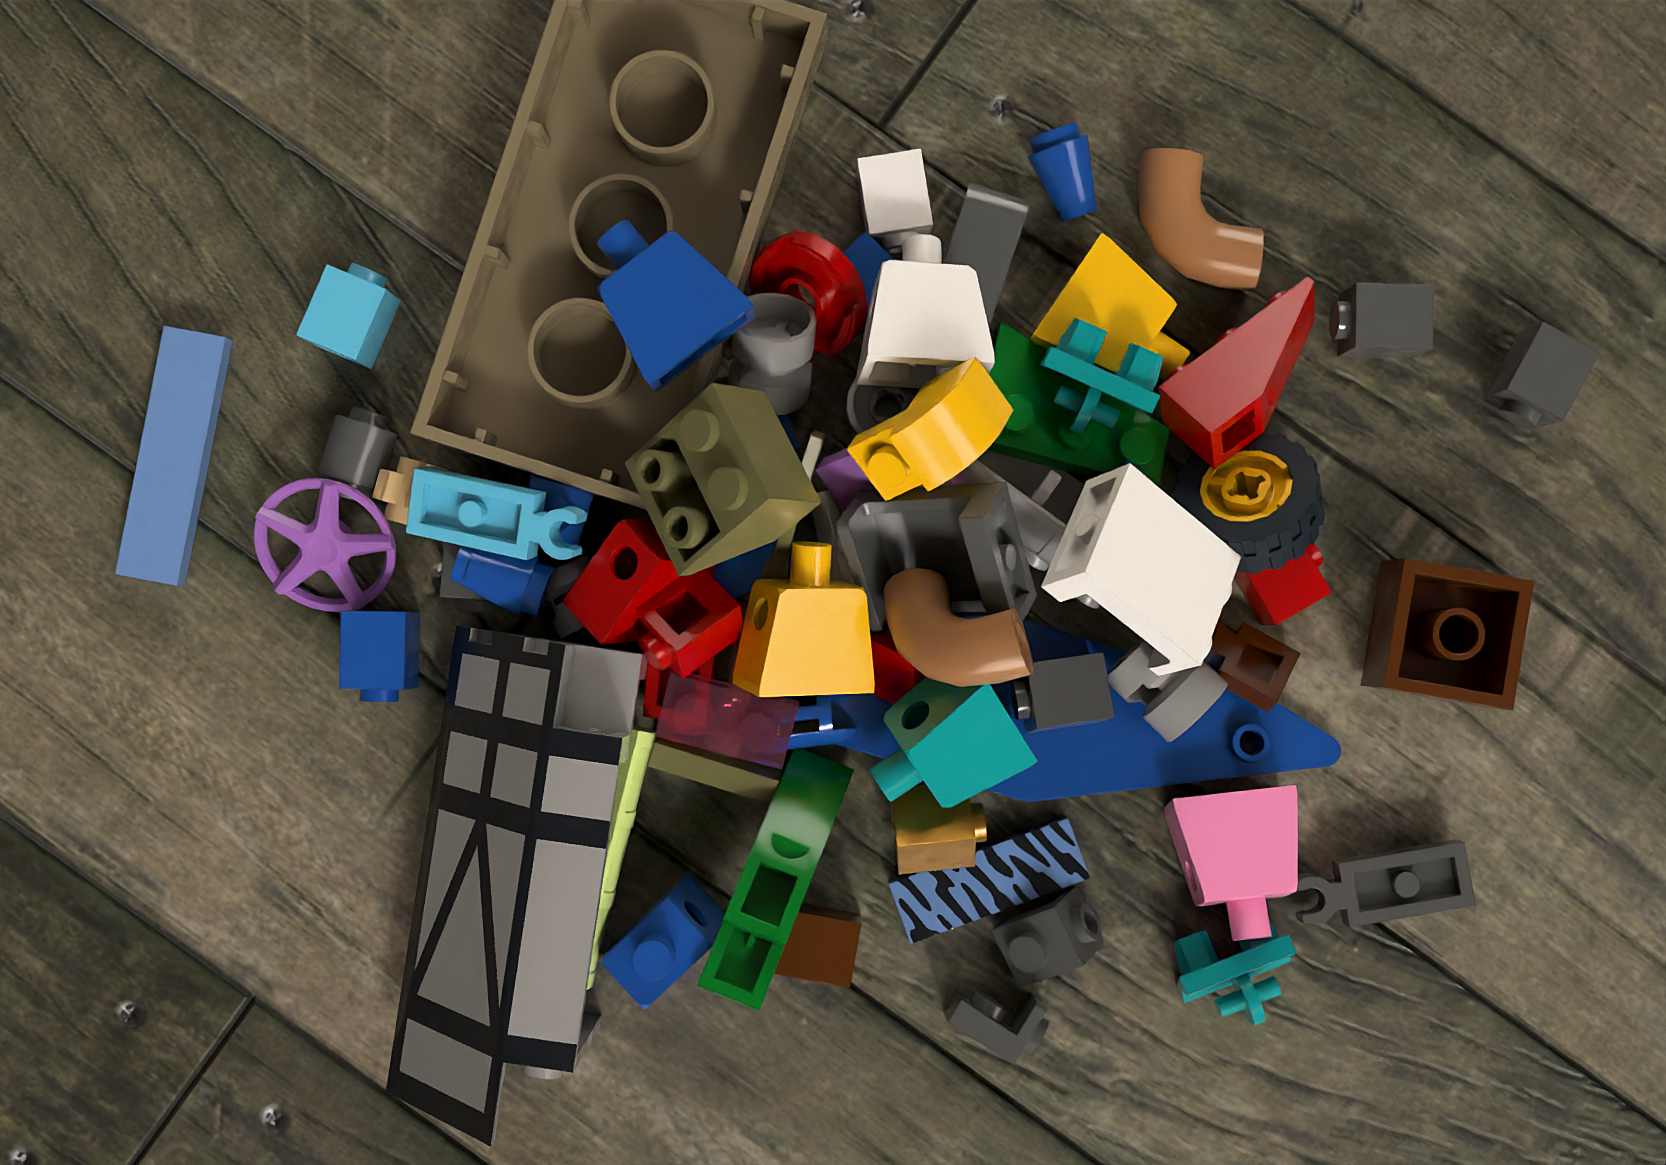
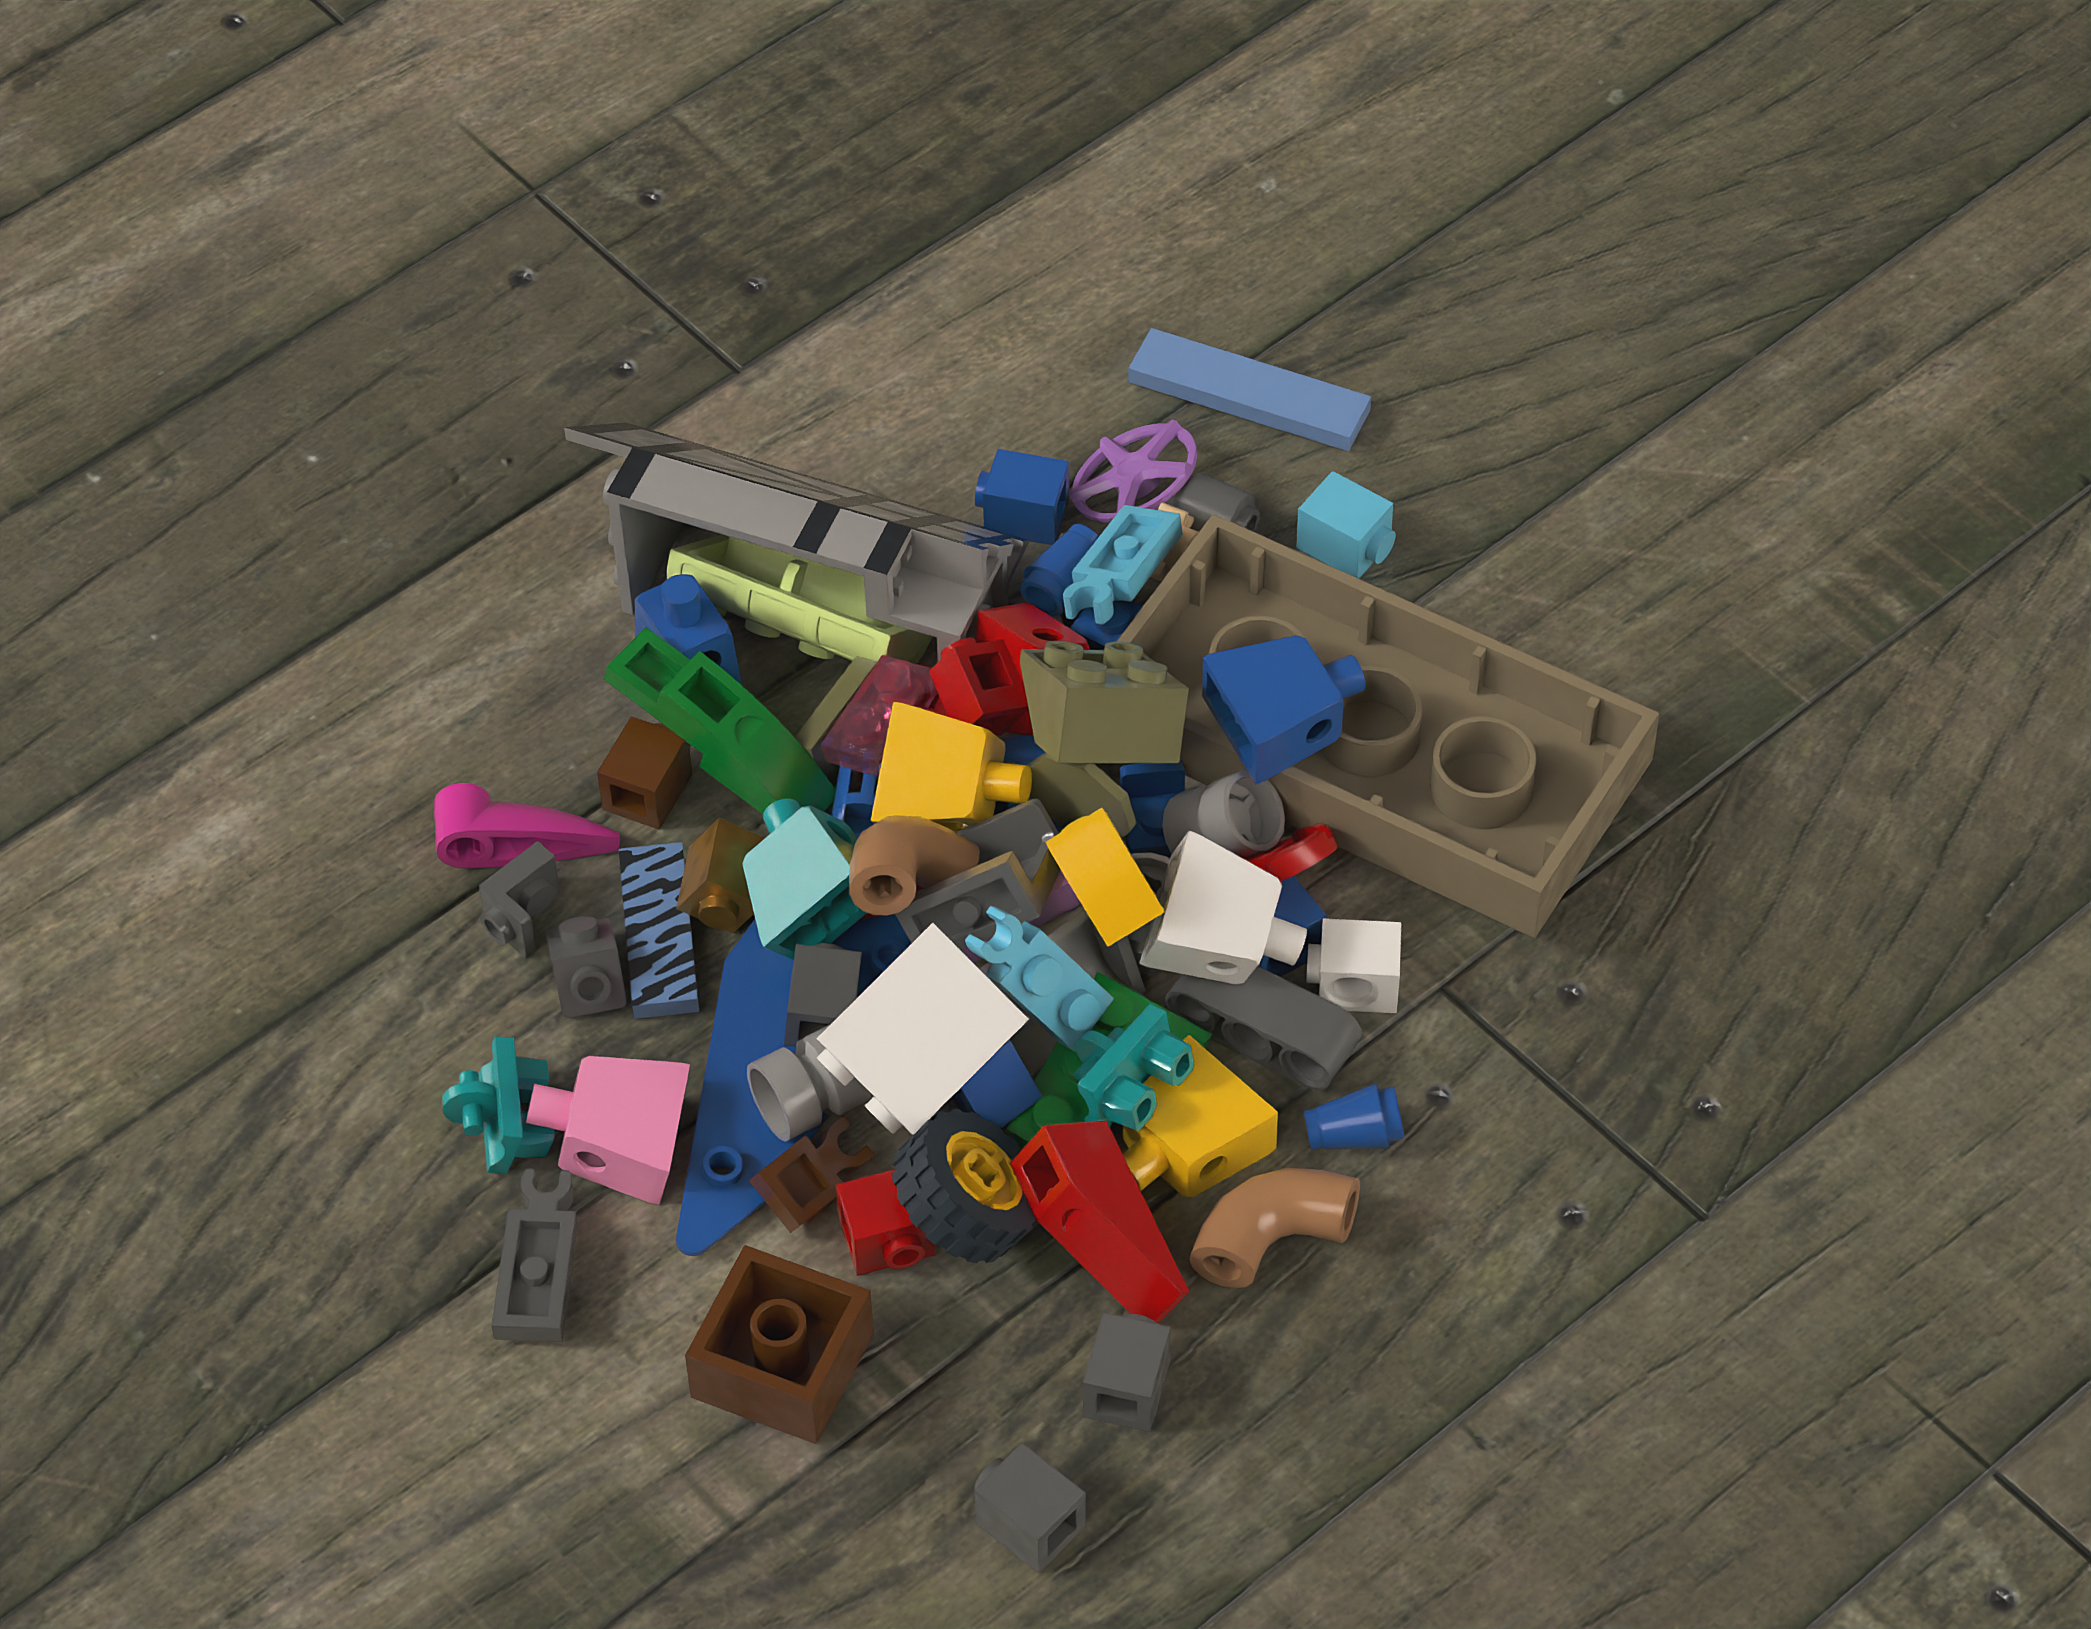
camera: 105 degrees right, 35 degrees down
(906, 1057) = (490, 833): none -> dark pink piece
(1058, 469) = (1041, 978): none -> medium azure plate

